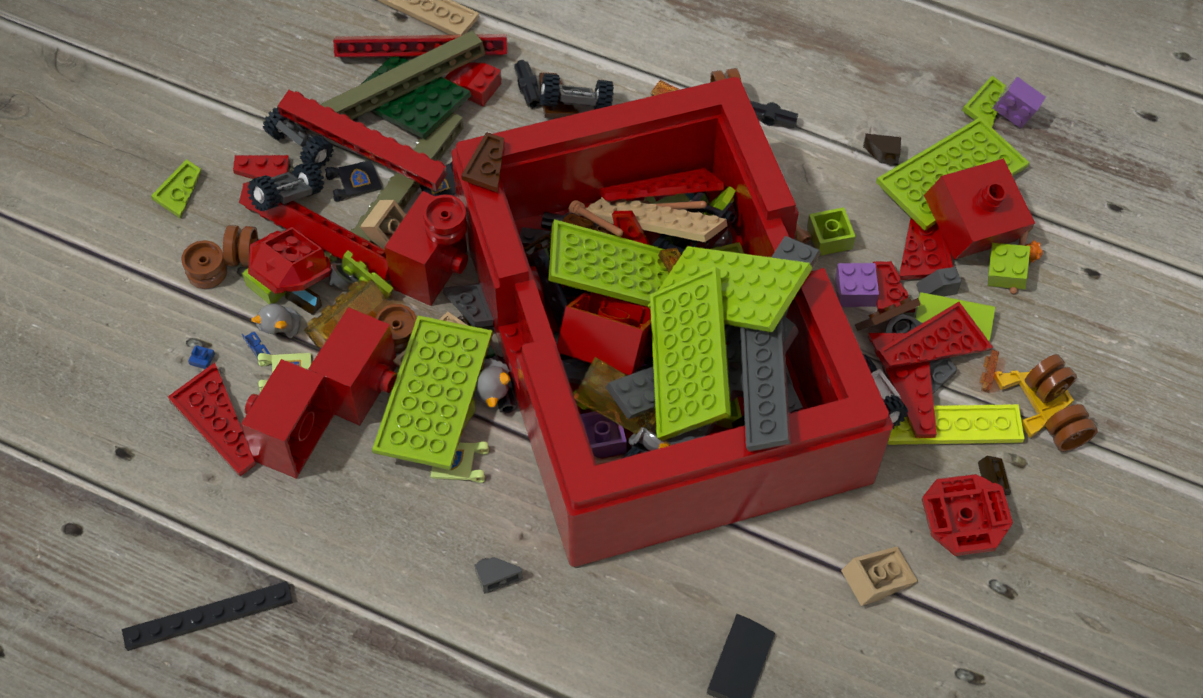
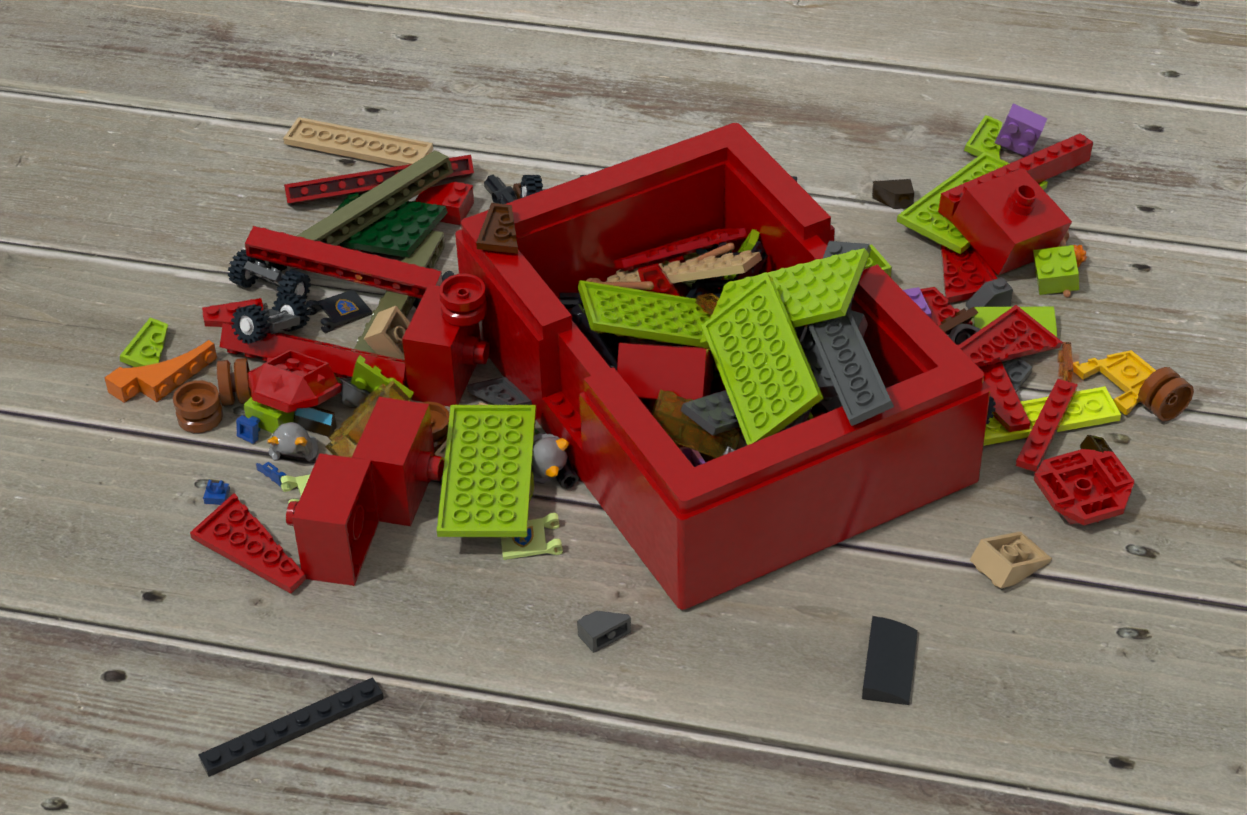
camera: 10 degrees left, 15 degrees down
(183, 225) = (159, 378): none -> orange arch
(243, 294) = (248, 428): none -> blue tile
(951, 438) = (1046, 425): none -> red plate
(1012, 150) = (1039, 165): none -> red brick
(1050, 378) = (1131, 352): dark orange wheel -> none

